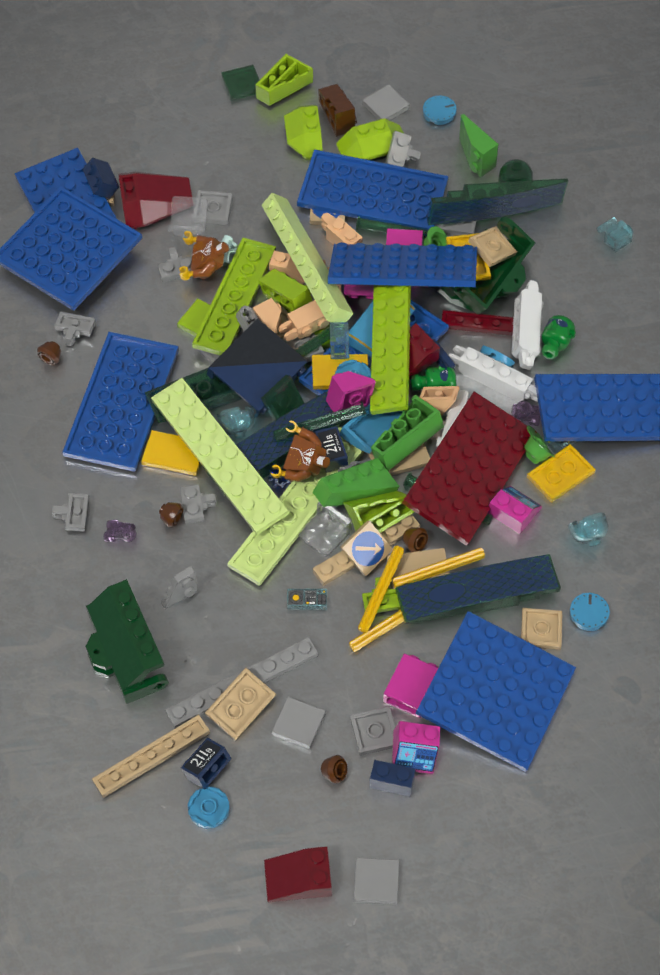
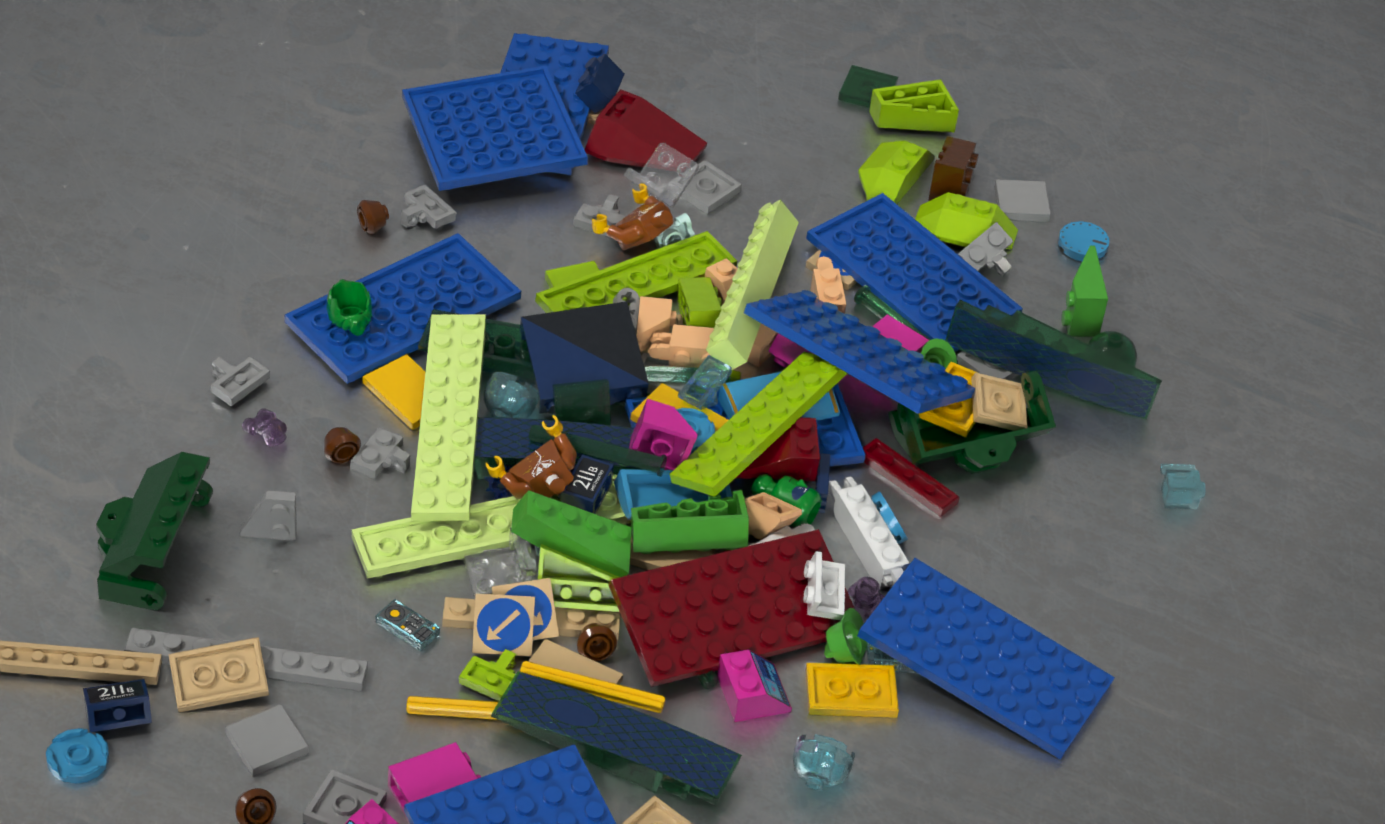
camera: 30 degrees right, 15 degrees down
(100, 423) = (349, 306): none -> green hair
(362, 564) = (503, 624): none -> tile
(381, 589) = (498, 662): yellow axle -> none
(508, 425) = (825, 588): none -> white bracket
(527, 325) = (964, 509): white hinge -> none
(557, 335) = (990, 542): green piece -> none

